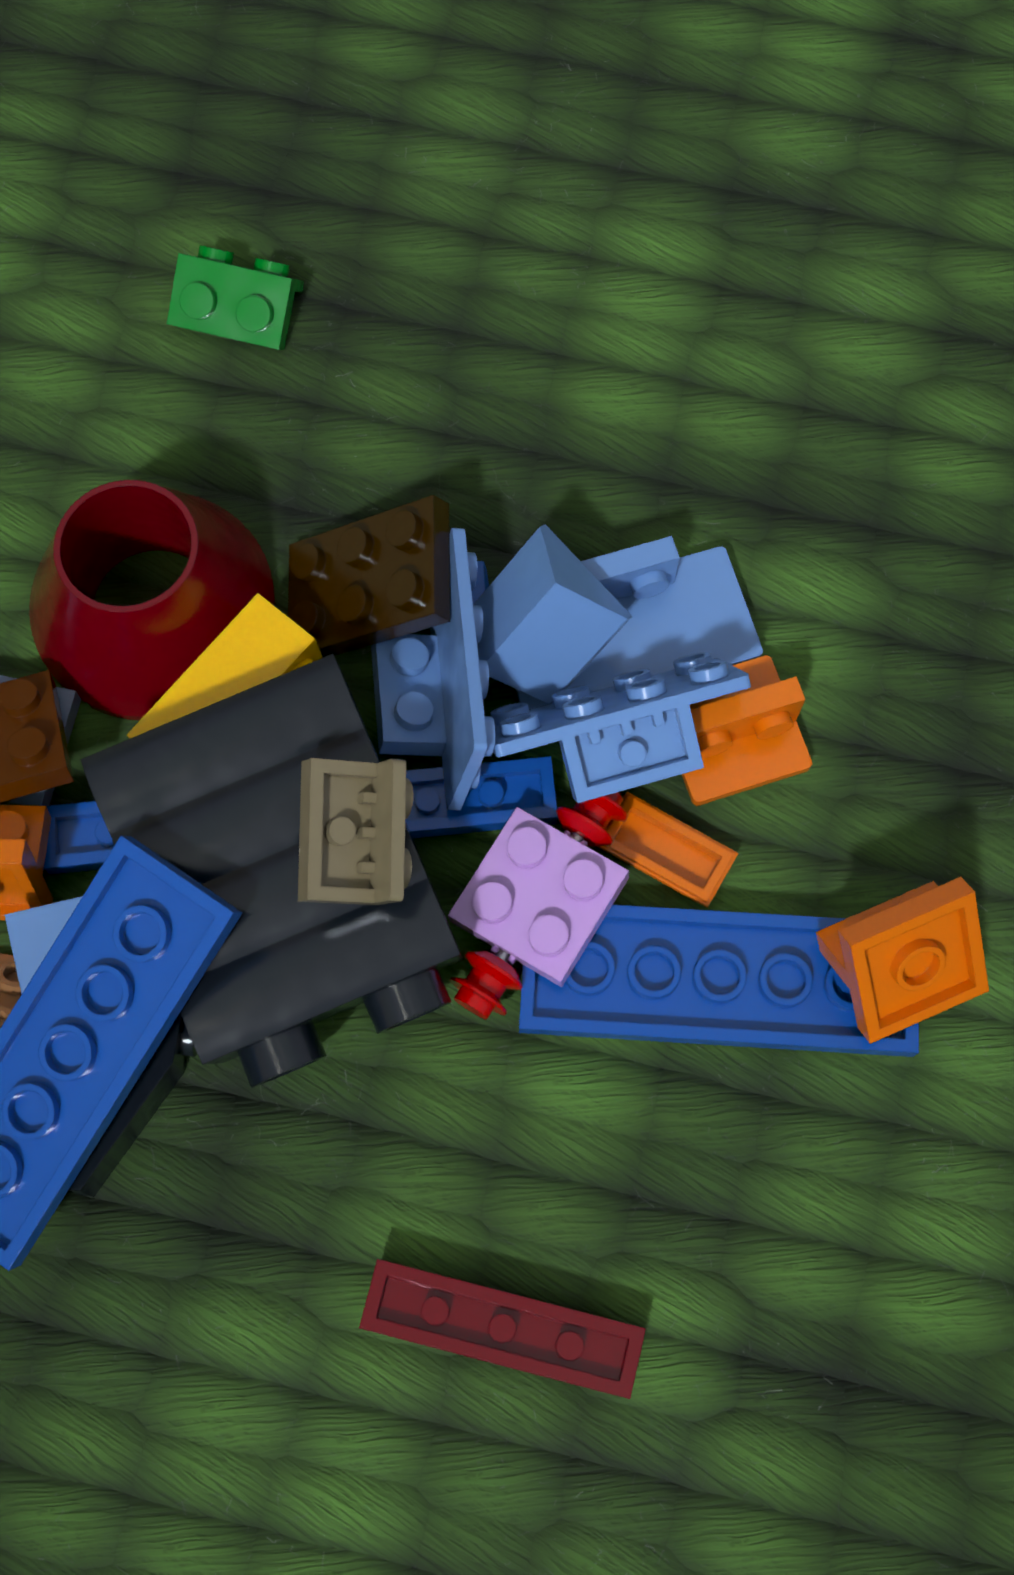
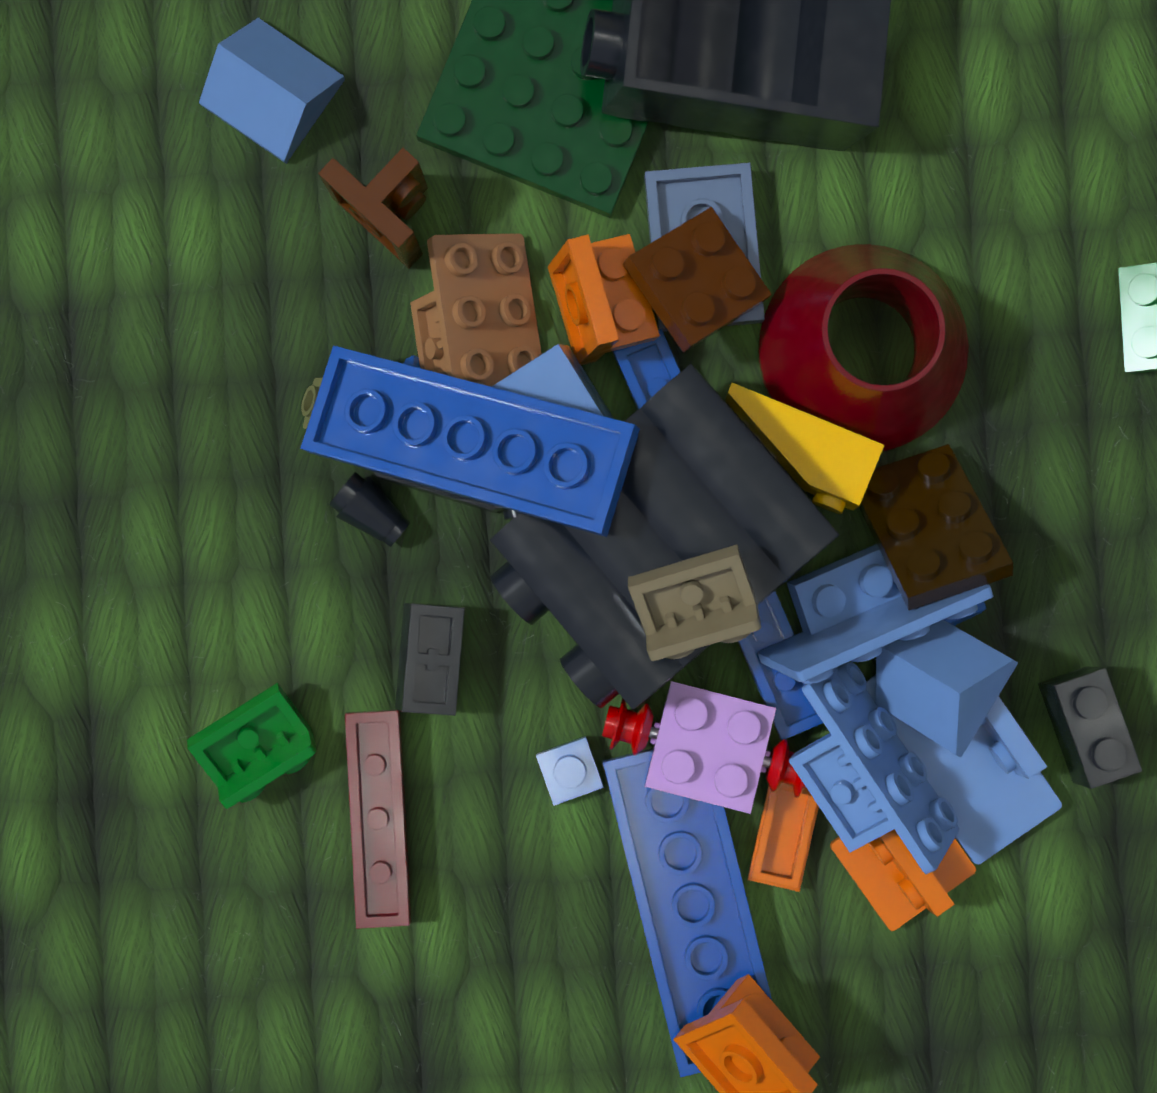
camera: 70 degrees right, 15 degrees up
(122, 1219) = (369, 509): none -> black cone
(326, 1199) = (429, 659): none -> black hinge
(361, 1462) = (253, 746): none -> green bracket
(518, 1075) = (569, 770): none -> plate
(645, 491) = (1090, 727): none -> black brick

